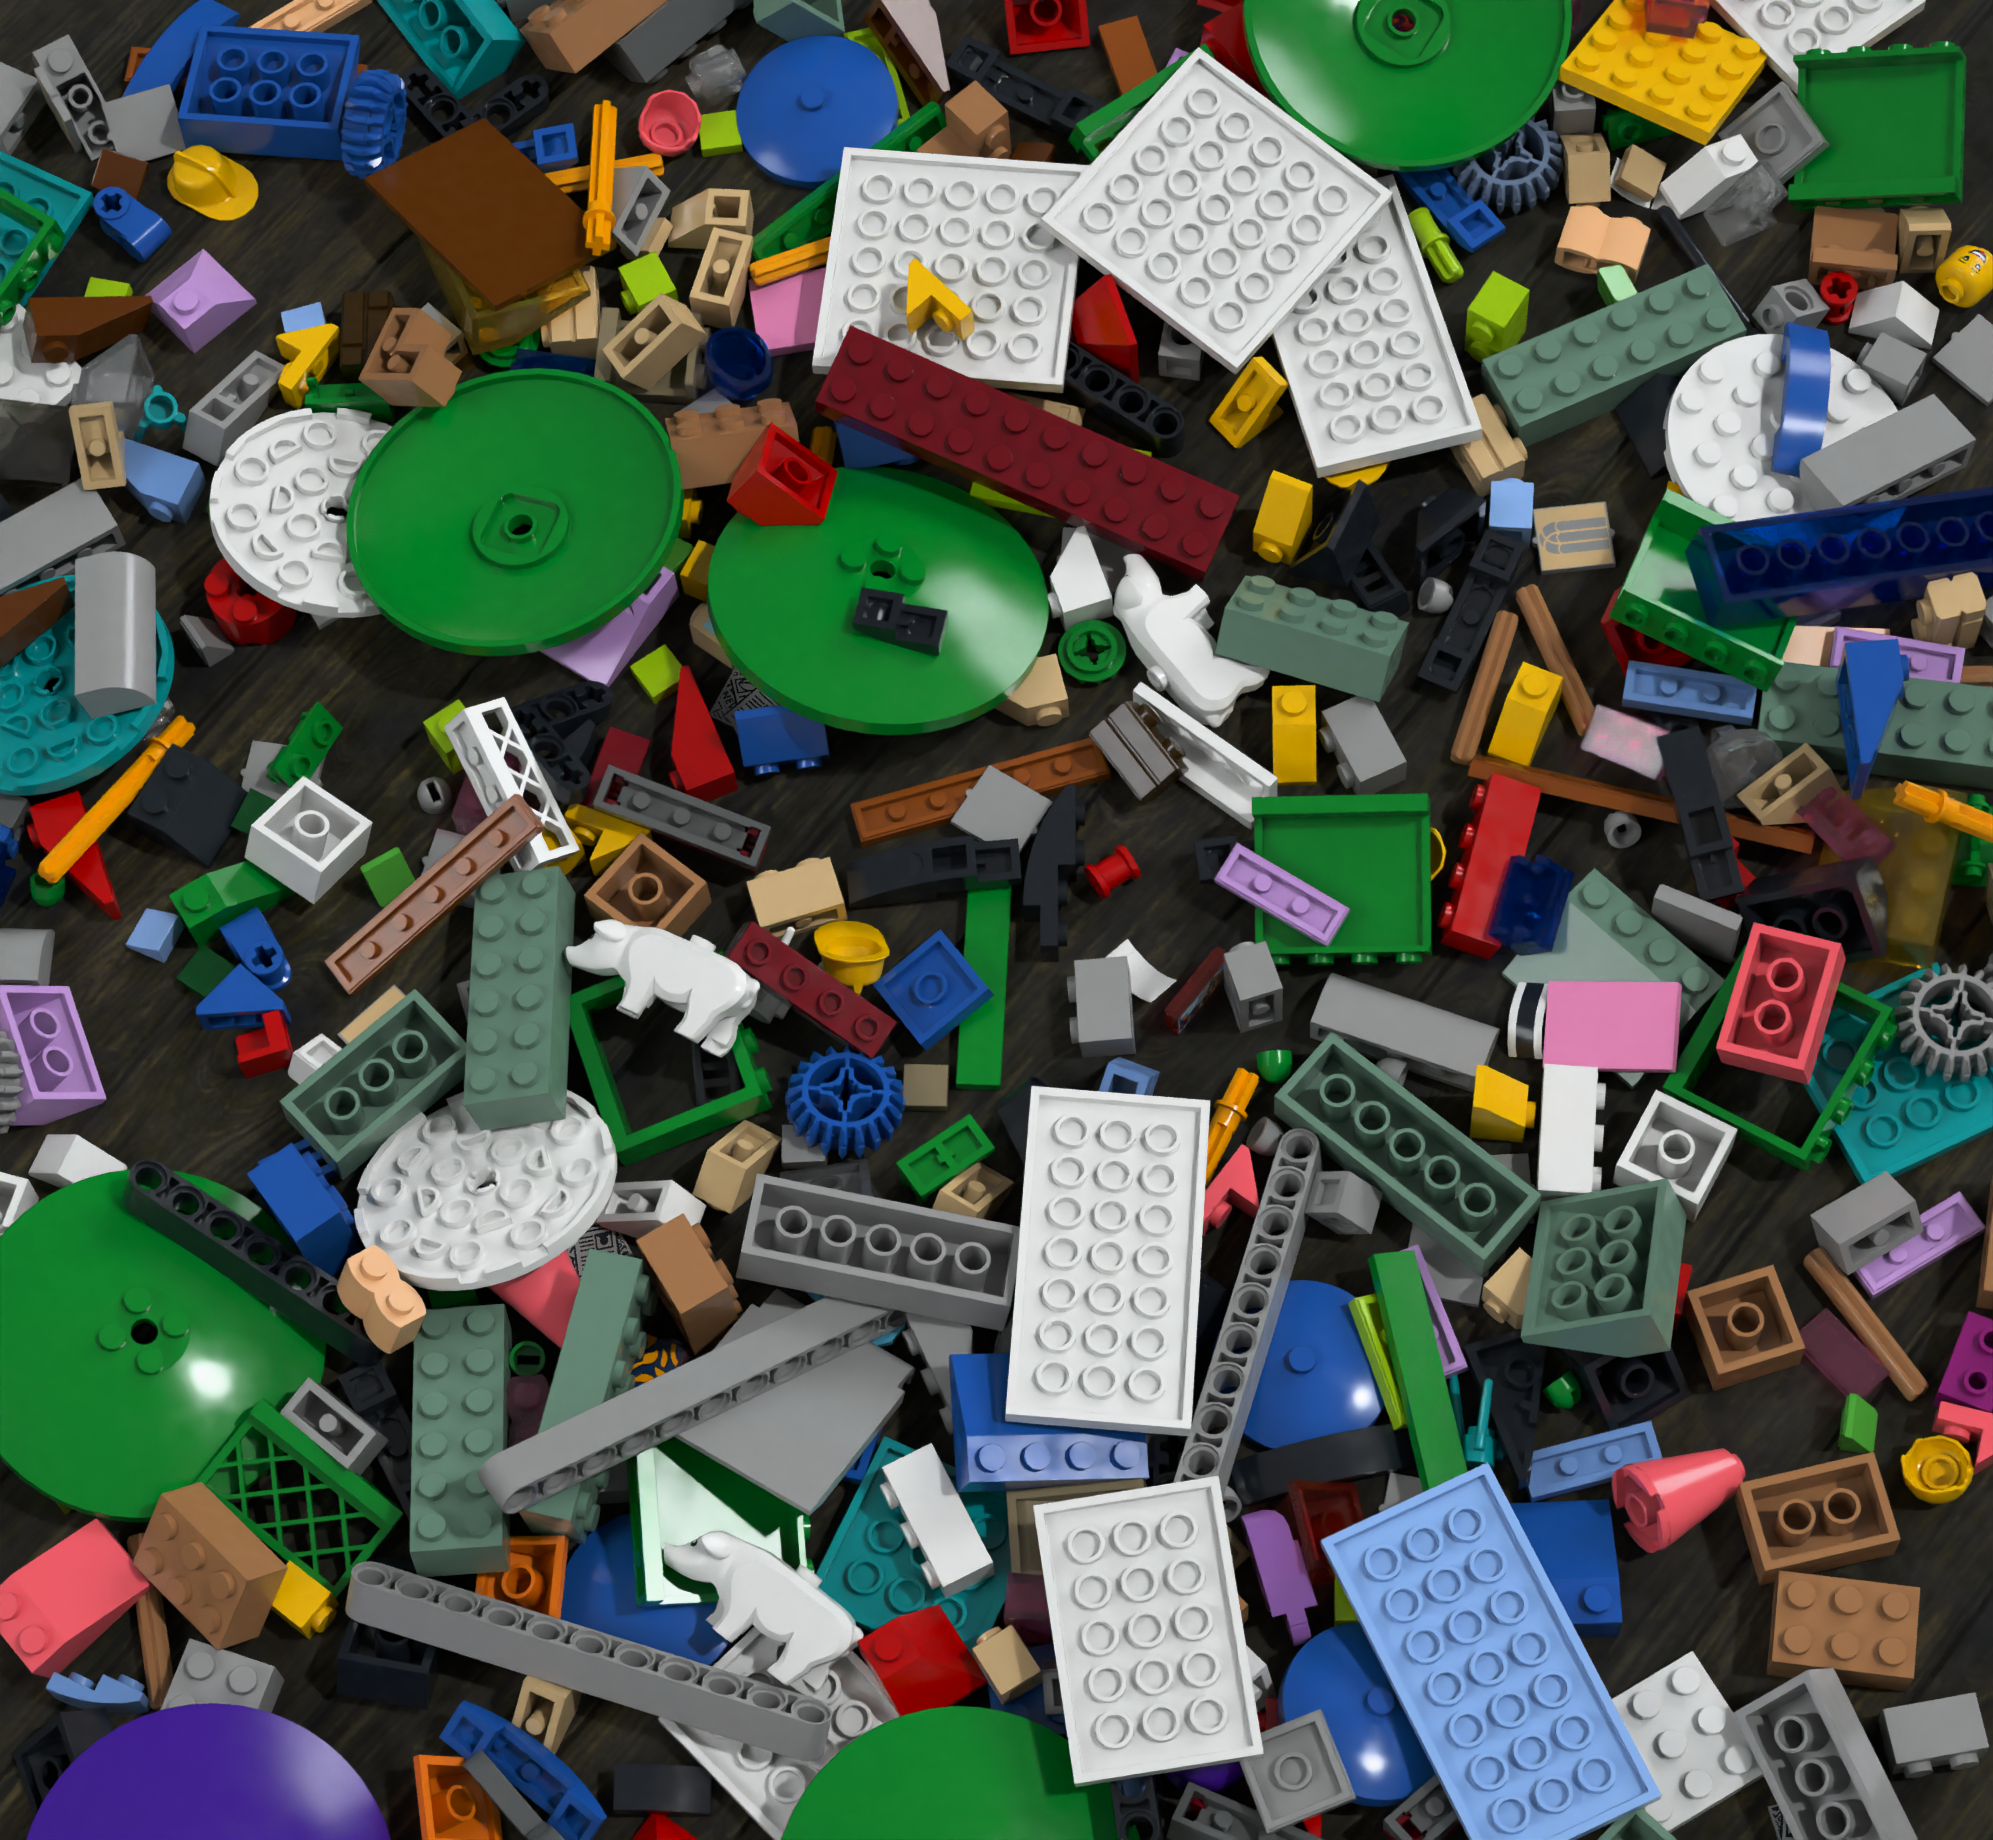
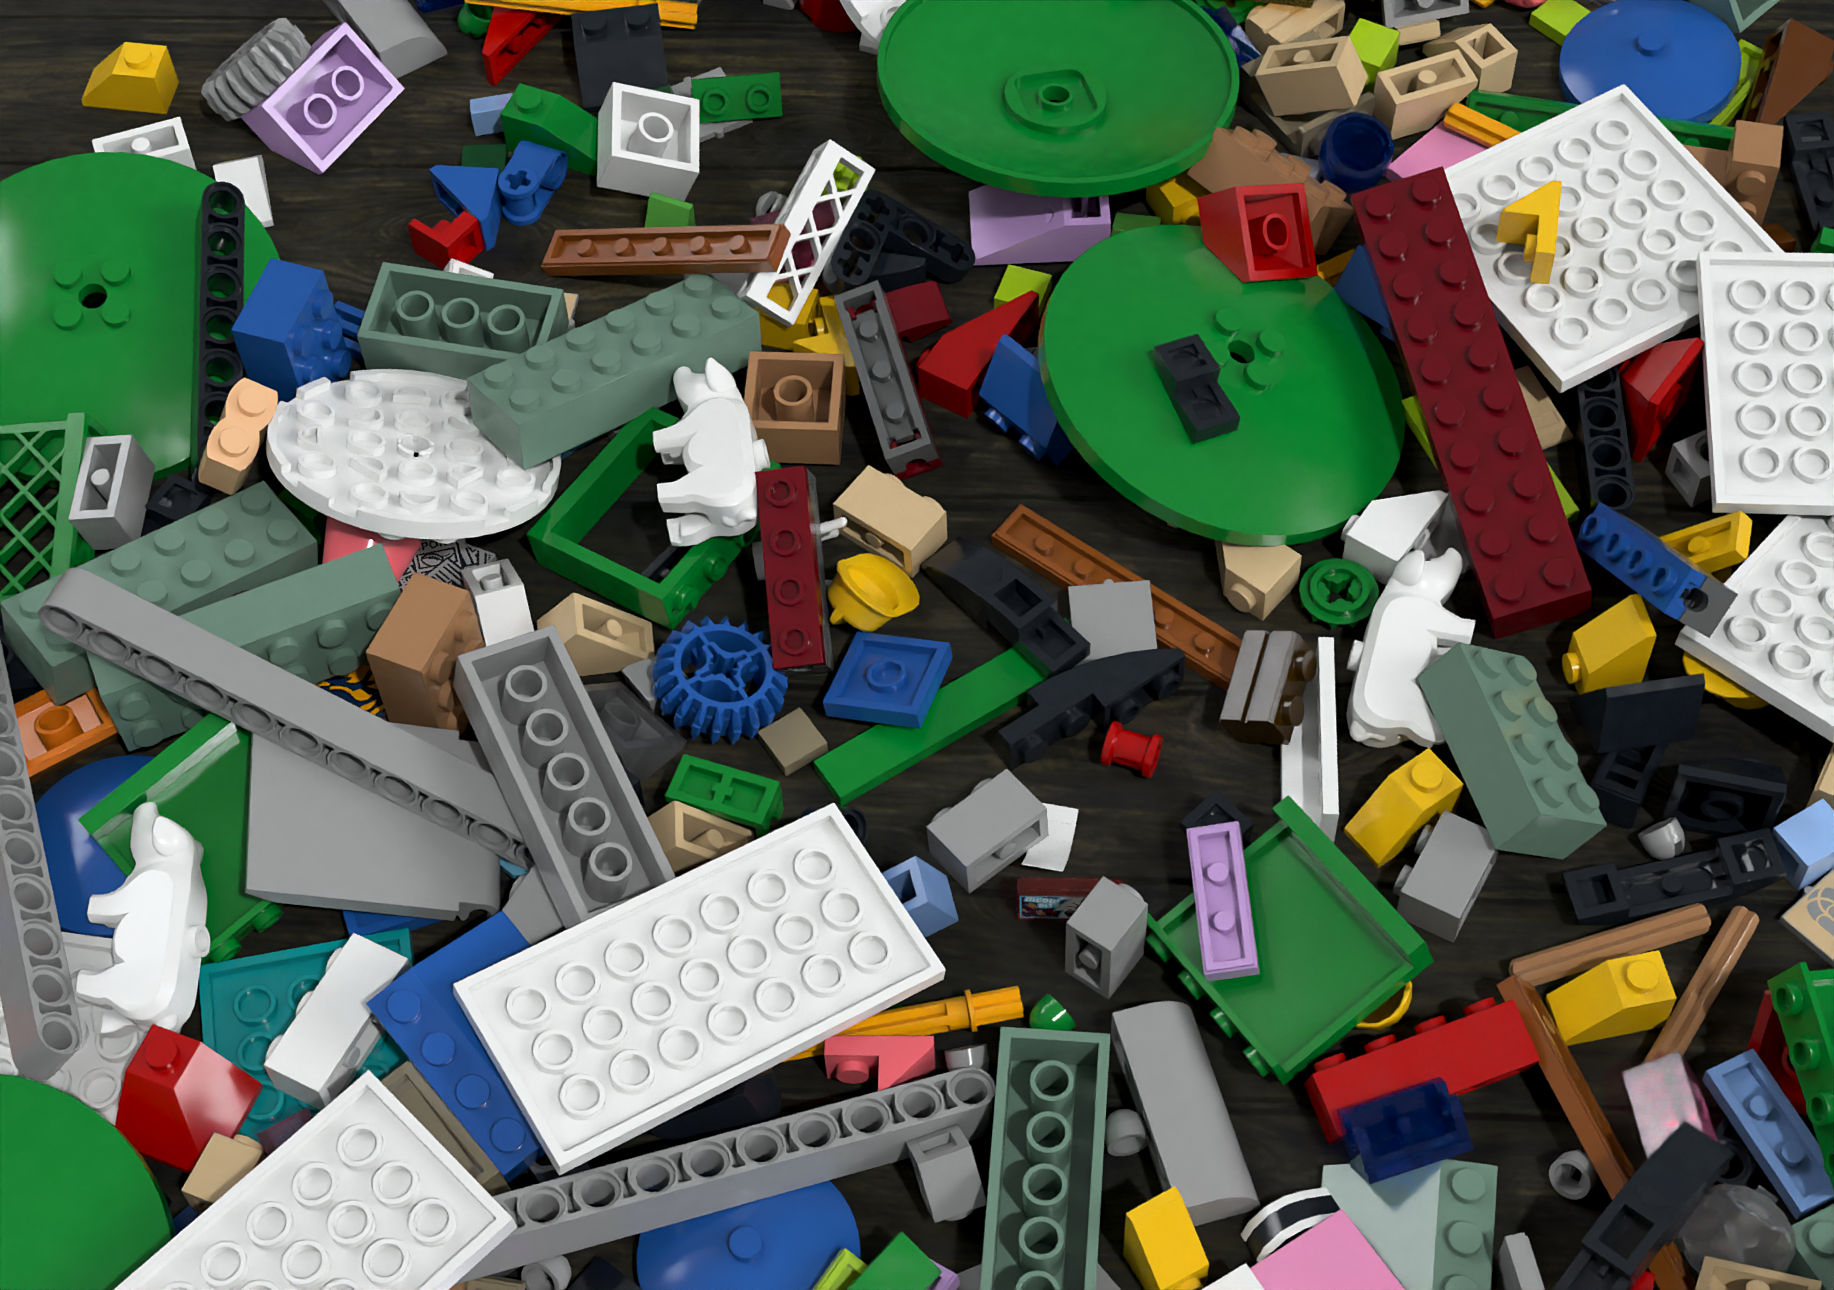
camera: 50 degrees right, 10 degrees down
(1258, 446) = (1655, 569): none -> blue piece

